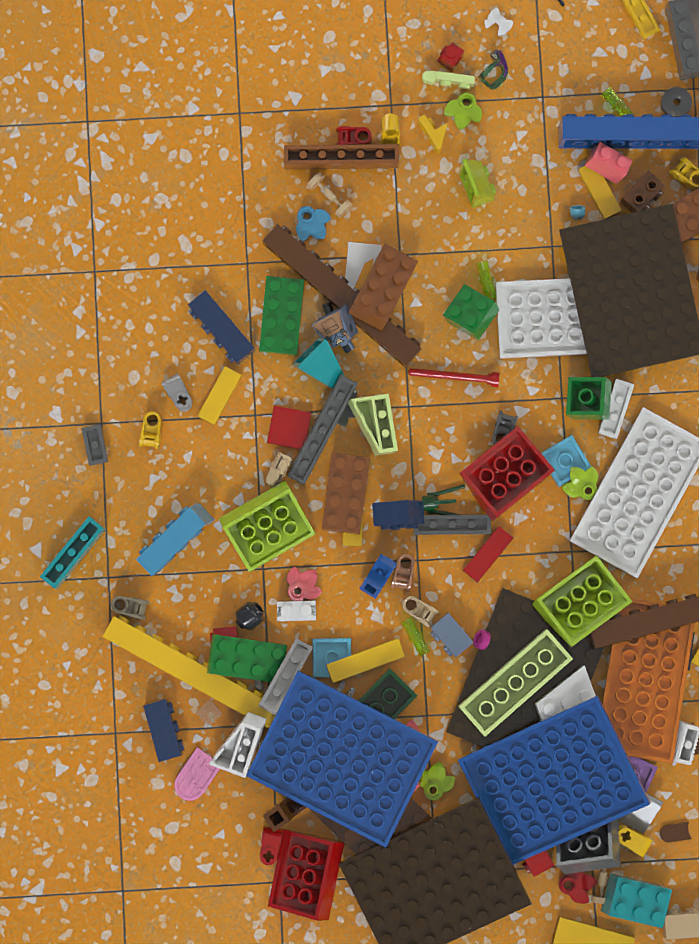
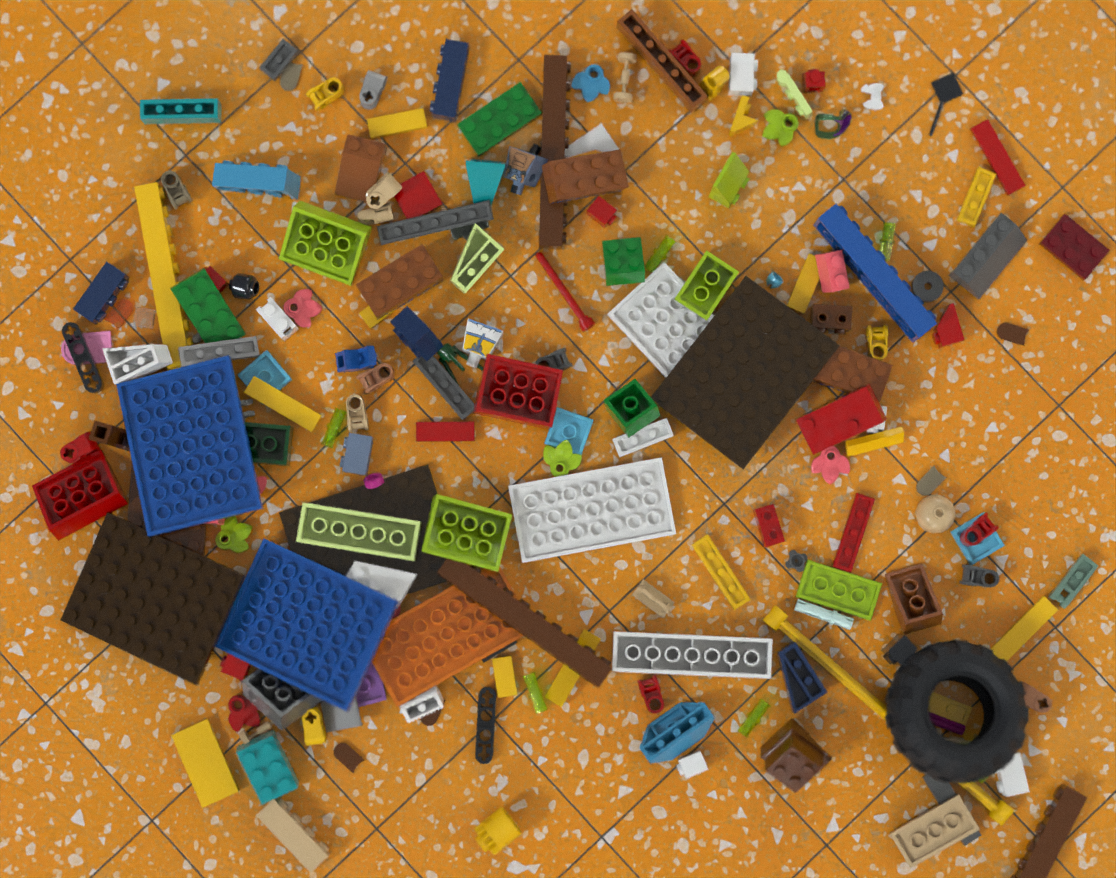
camera: 50 degrees right, 0 degrees up
(114, 447) = (290, 76): none -> dark tan piece
(189, 728) = (120, 313): none -> clear orange piece
(202, 782) = (81, 358): none -> black beam
(232, 452) = (359, 167): none -> dark orange slope
(265, 448) = (385, 189): none -> tan piece
(398, 102) = (742, 74): none -> white brick
(419, 297) = (602, 212): none -> red brick
(441, 471) = (480, 341): none -> torso
(541, 265) = (706, 285): none -> lime slope

